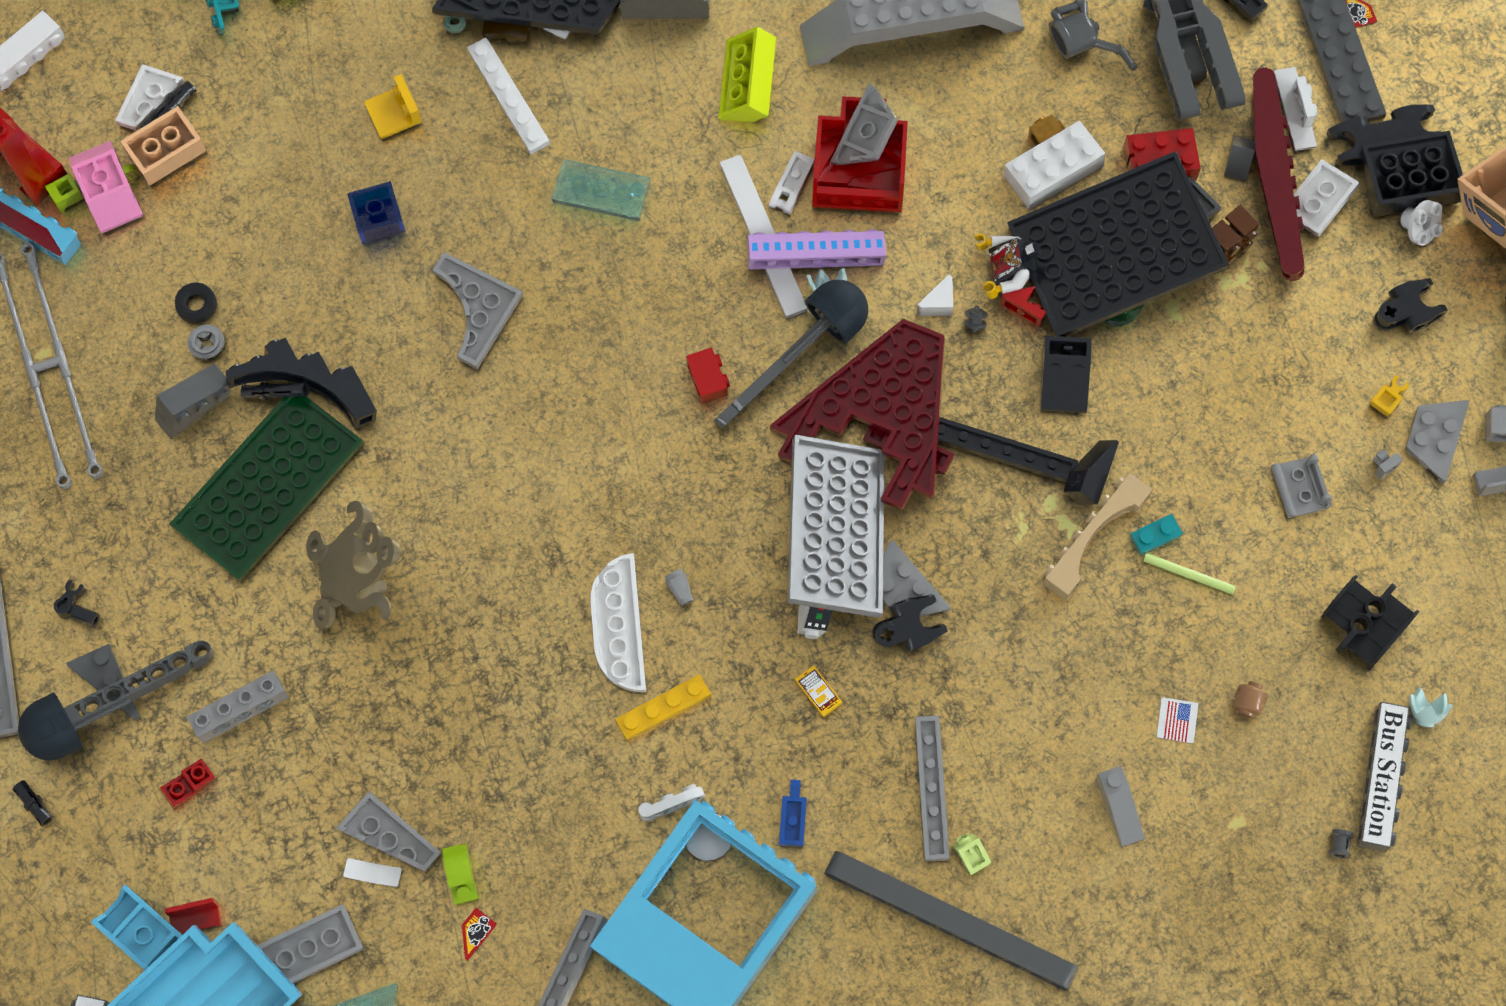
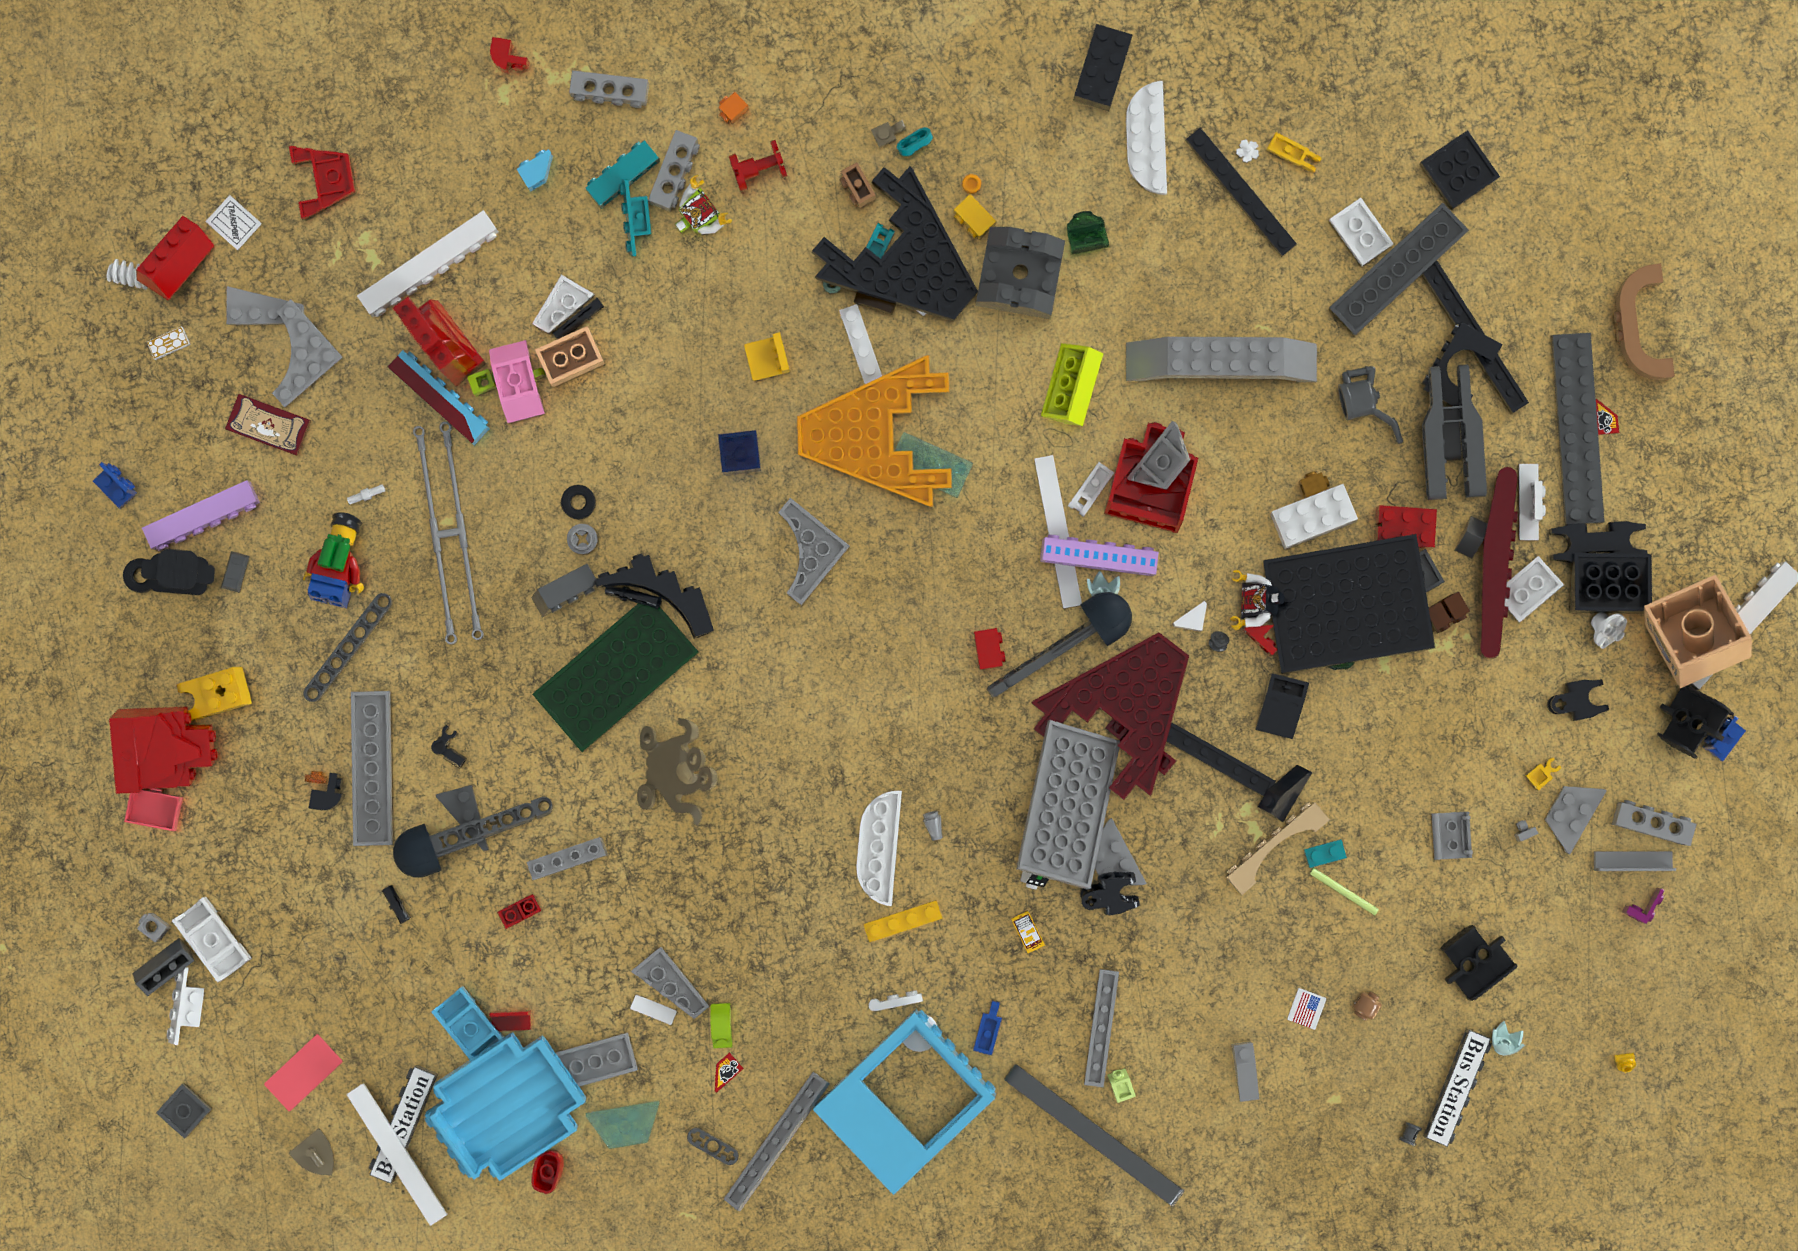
camera: 10 degrees right, 15 degrees up
(511, 167) = (858, 437): none -> light orange wing

